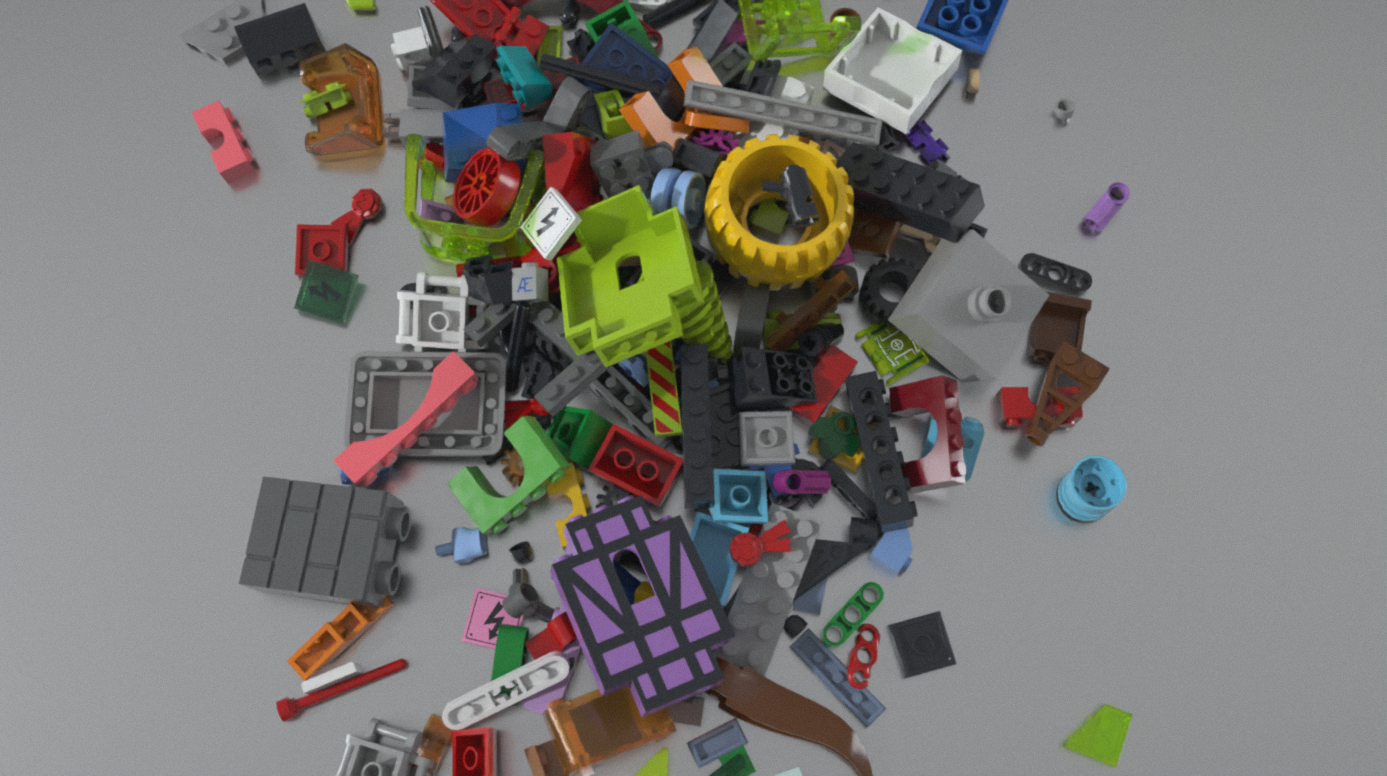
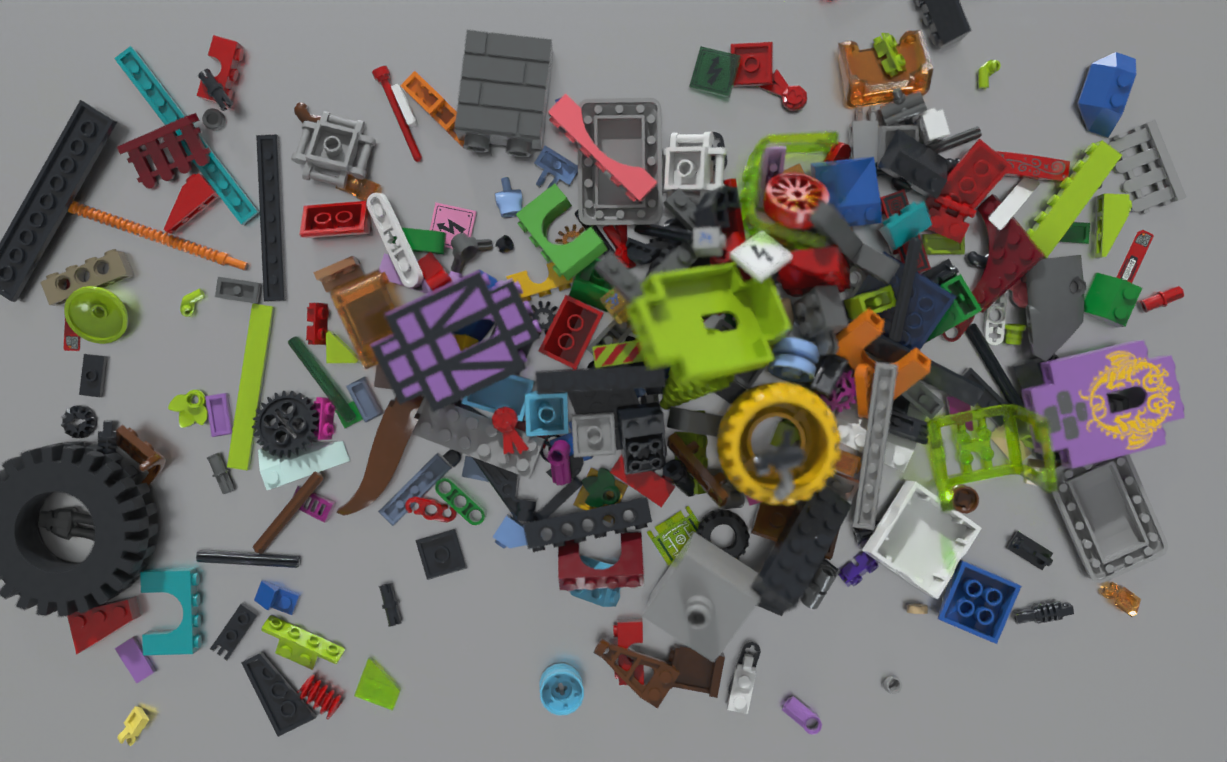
camera: 90 degrees right, 15 degrees up
(388, 83) = (903, 107): none -> dark grey pin
(426, 483) = (556, 165): none -> medium blue hinge
(604, 402) = (616, 306): none -> clear yellow brick
(830, 191) = (785, 486): none -> light grey arm
(991, 714) = (390, 604): none -> black pin
(1074, 272) = (742, 686): none -> white hinge

